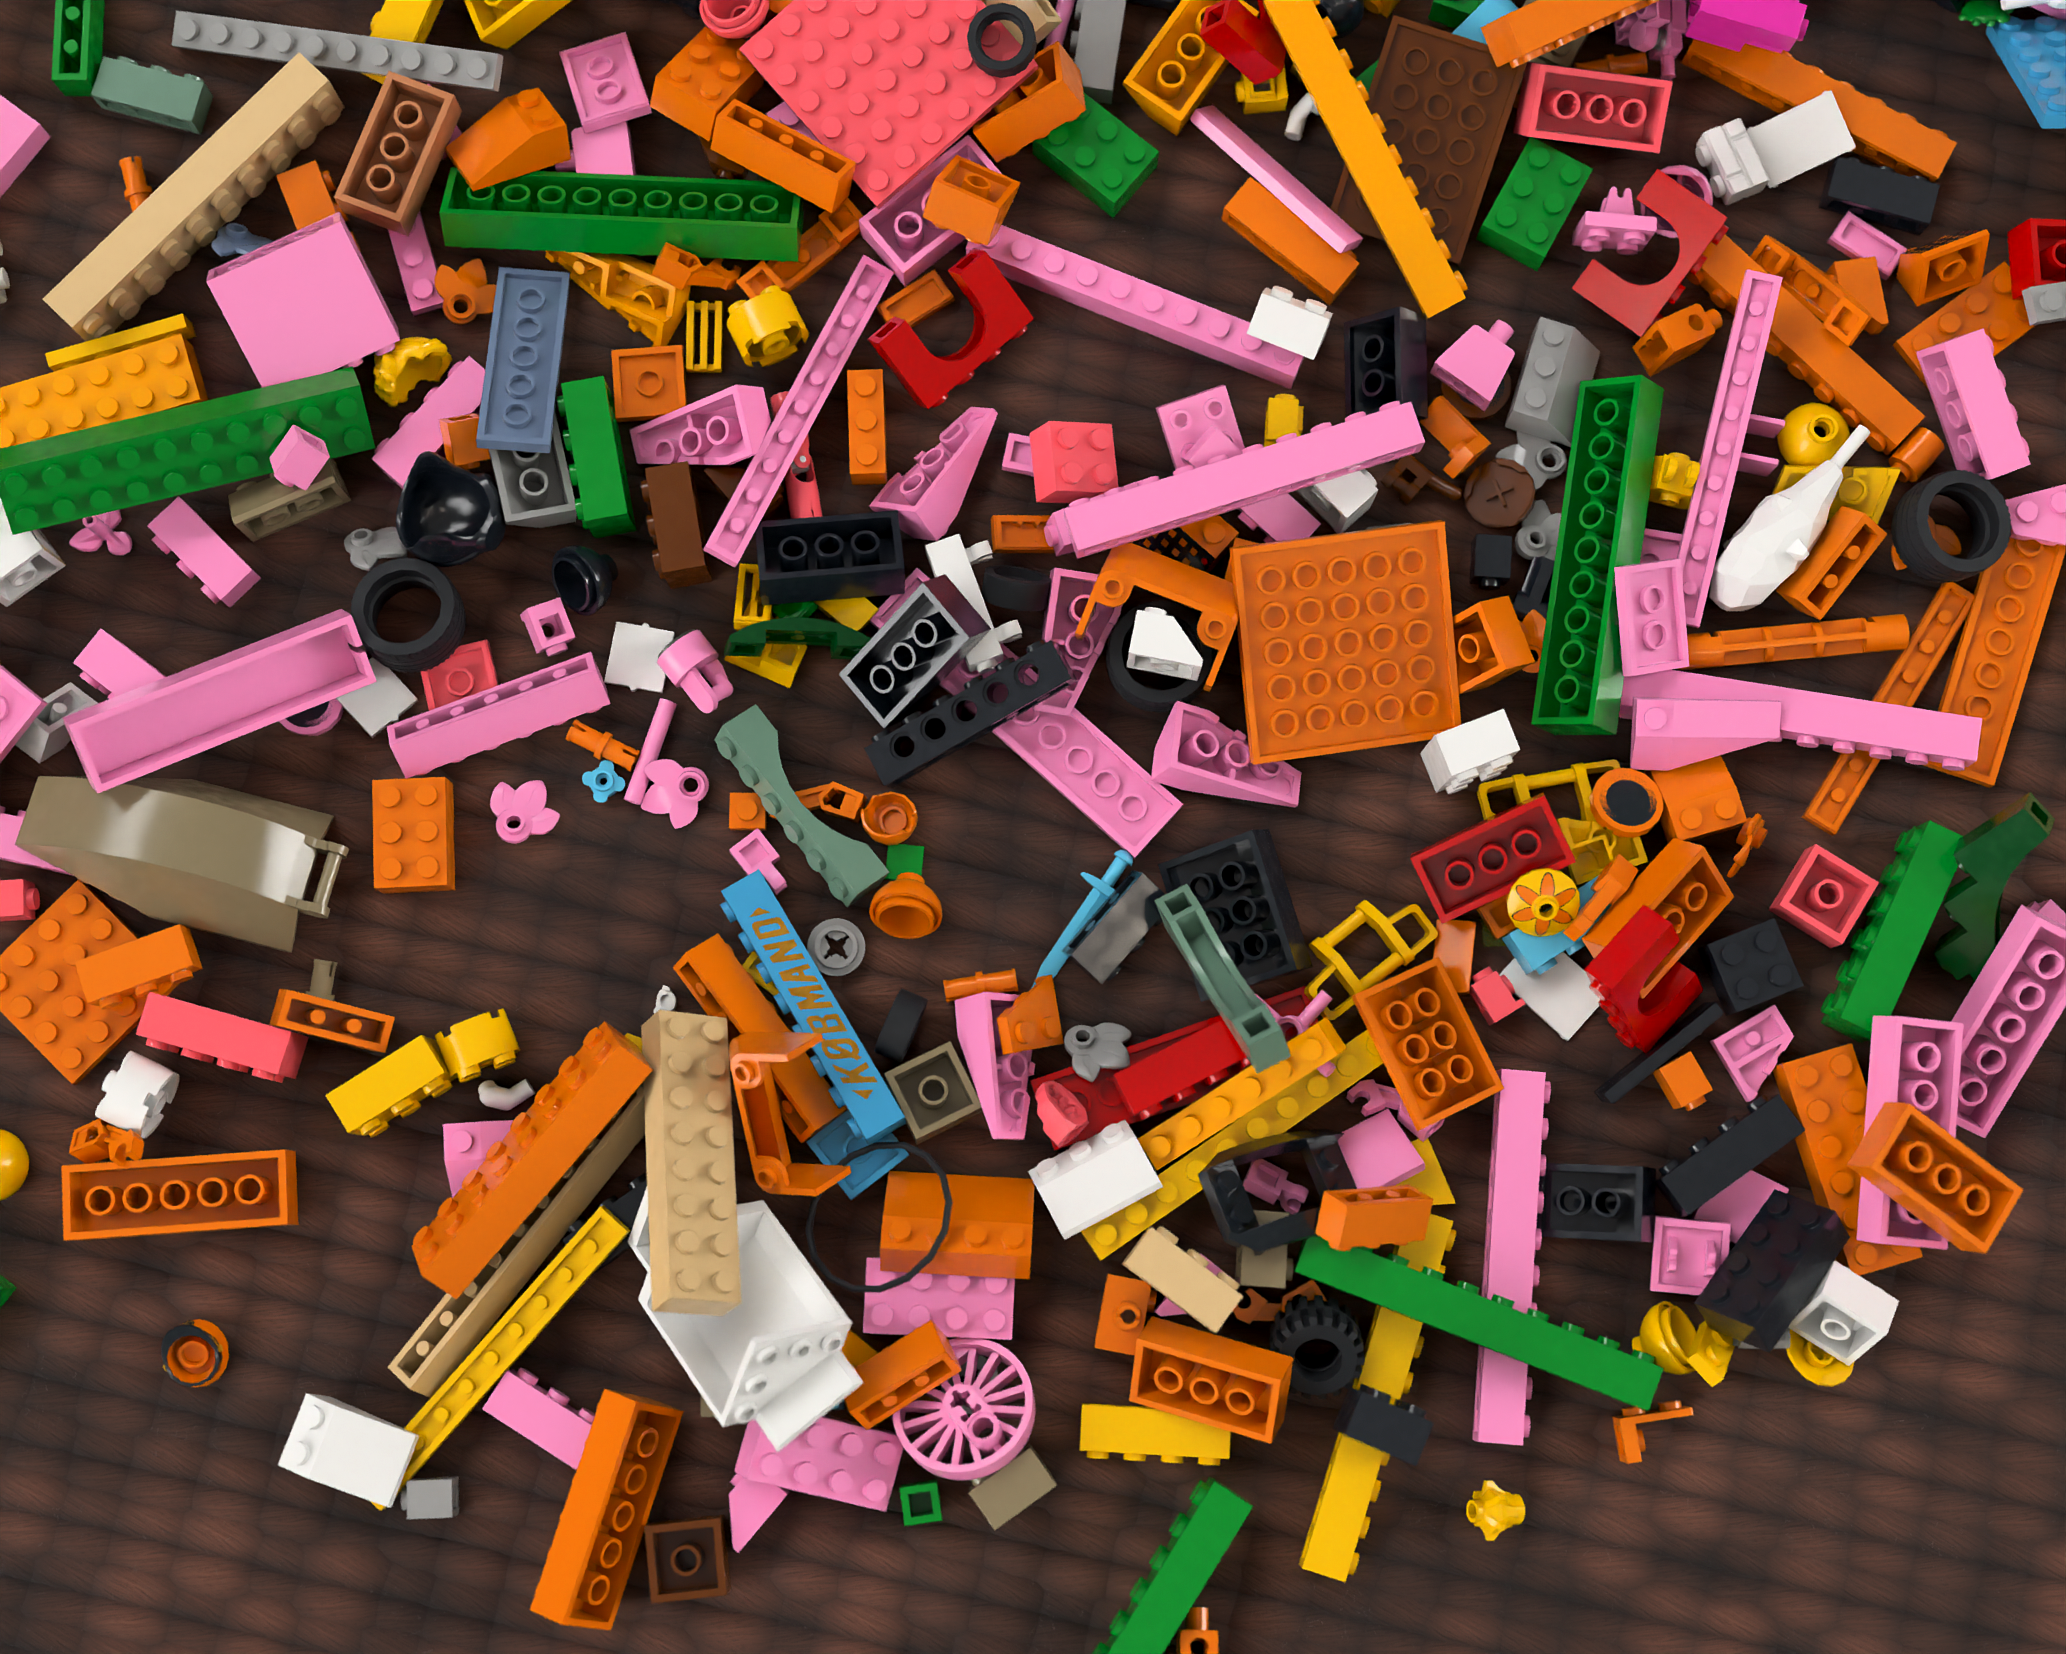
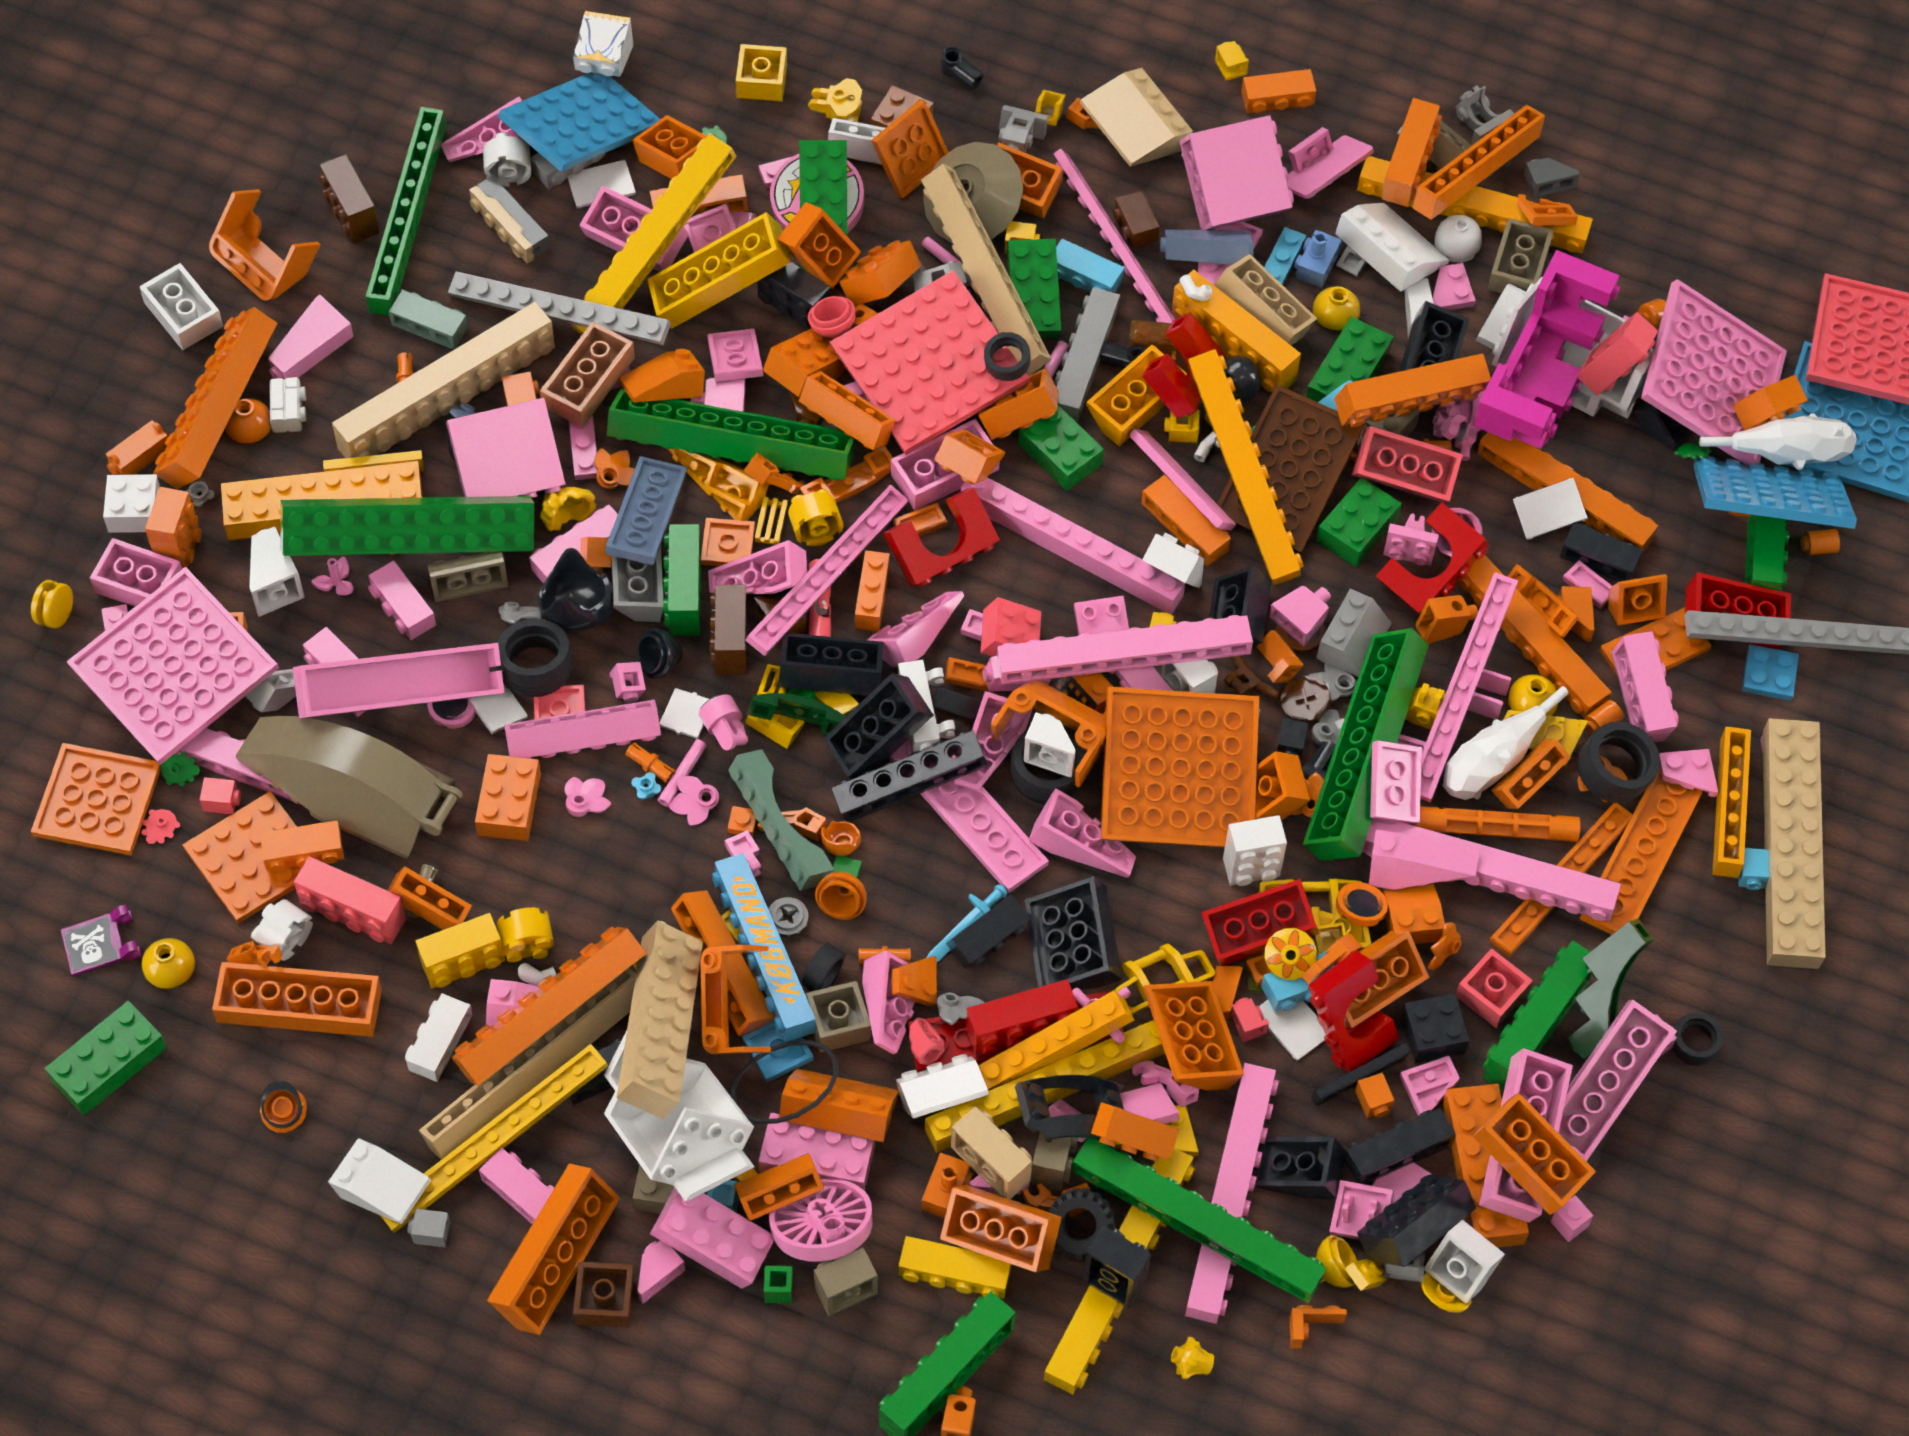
camera: 10 degrees right, 20 degrees down
(299, 458) = (483, 541): bright pink brick -> none
(387, 1214) = (438, 1037): none -> white brick
(1232, 997) = (1065, 976): sand green arch -> none
(1731, 162) = (1501, 517): white brick -> none

